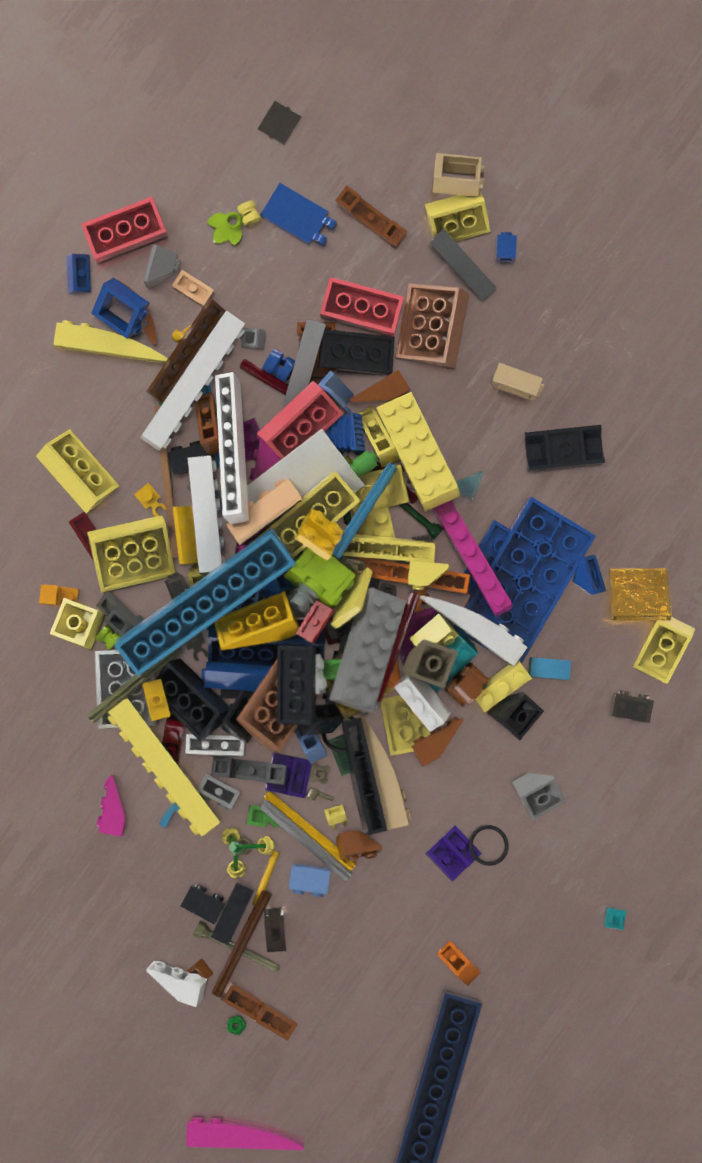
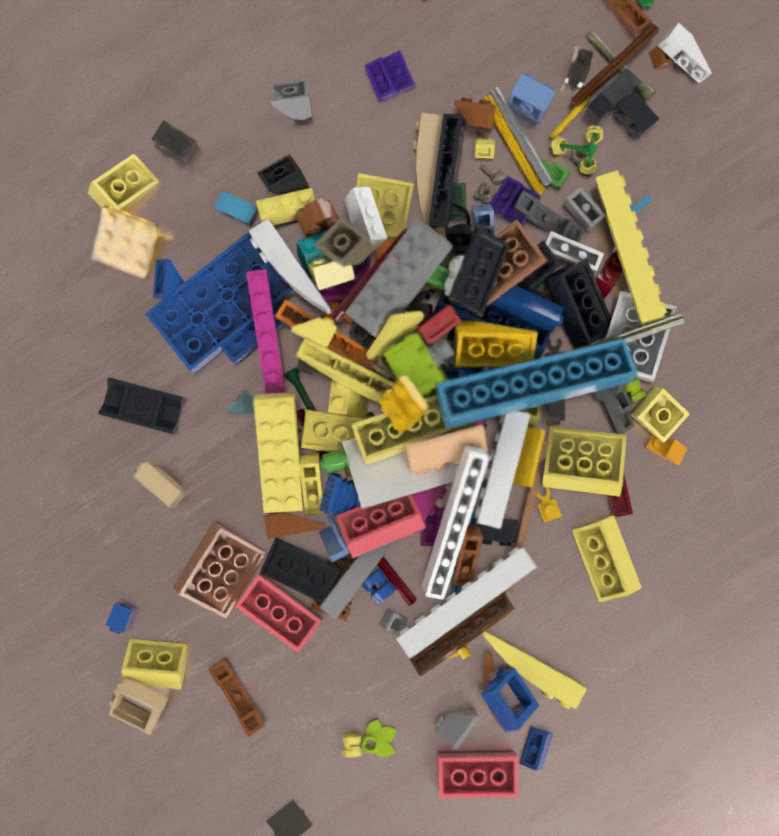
camera: 165 degrees left, 0 degrees up
(113, 814) = (687, 229): dark pink slope -> none
(156, 700) = (613, 313): yellow plate -> none
(193, 288) = (432, 692): light nougat plate -> none
(297, 215) = (306, 725): blue tile -> none
(364, 509) = (350, 415): dark azure axle -> none
(433, 746) = (371, 174): dark orange slope -> none
(462, 264) = (167, 617): dark grey slope -> none
(472, 850) = (371, 72): black tyre -> none

